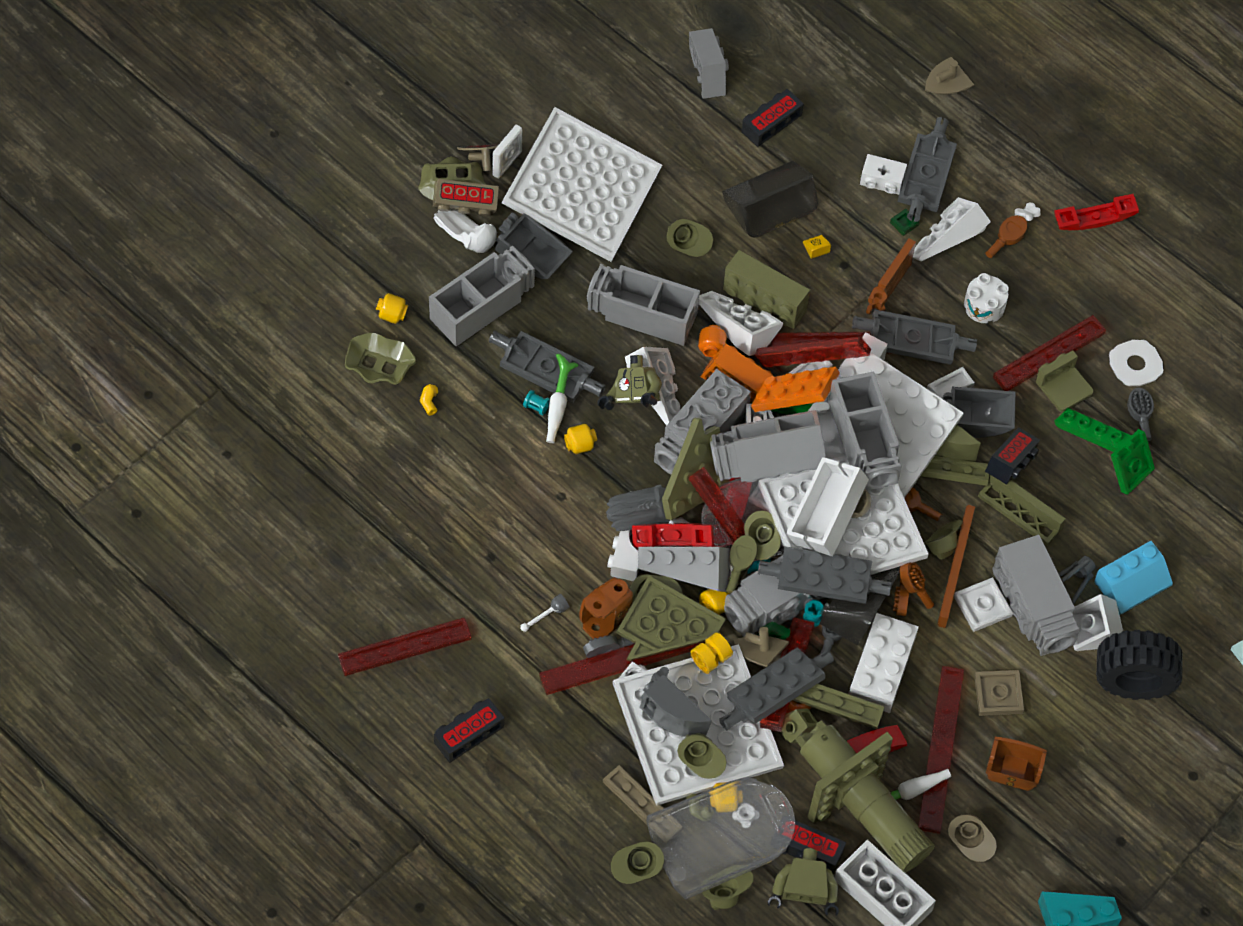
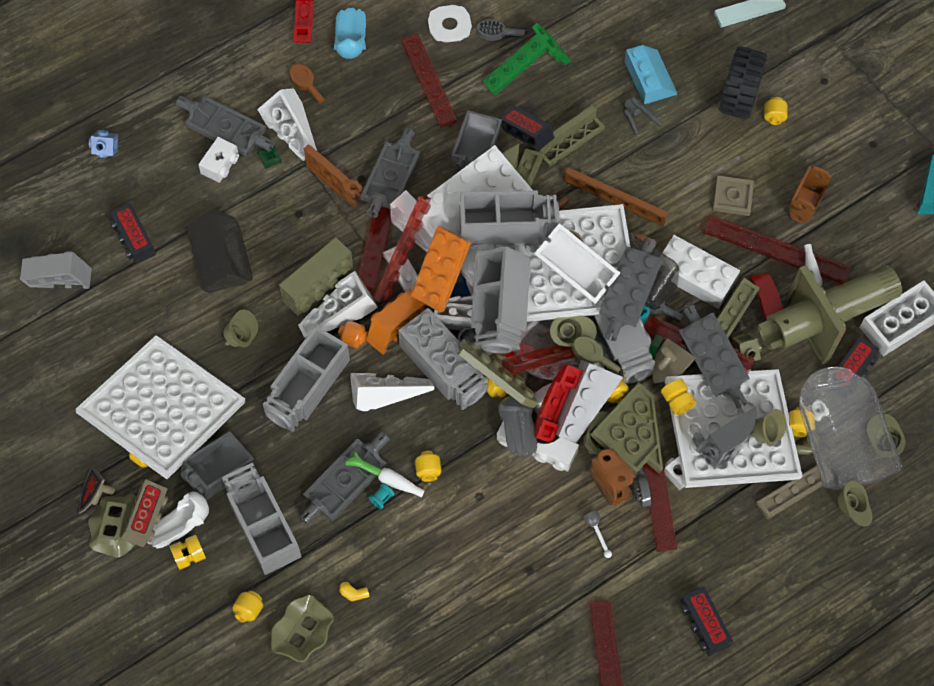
camera: 75 degrees left, 5 degrees up
(435, 244) = (194, 549): none -> yellow wheel
(507, 151) = (105, 465): white tile -> none
(633, 385) = (392, 404): olive torso -> none
(806, 882) = (893, 375): olive torso -> none
(817, 246) = (275, 229): yellow slope -> none
(868, 67) = (103, 143): none -> medium blue brick
(913, 581) = (635, 227): dark orange piece -> none
(944, 540) = (587, 196): olive piece -> none
(947, 78) = (130, 89): dark tan shield -> none
(958, 378) = (440, 161): white tile -> none
(972, 837) = (862, 243): dark tan piece -> none
(983, 604) = (652, 186): white tile -> none
(986, 298) = (366, 111): white brick -> none
(1029, 212) = (287, 60): white piece -> none
(1036, 595) = (658, 142): light grey piece -> none
(1063, 382) = (460, 77): olive bracket -> none
(1083, 263) = (350, 33): none -> medium azure hair
(1096, 620) = (687, 111): white slope -> none
(1127, 721) = (775, 110): none -> yellow head

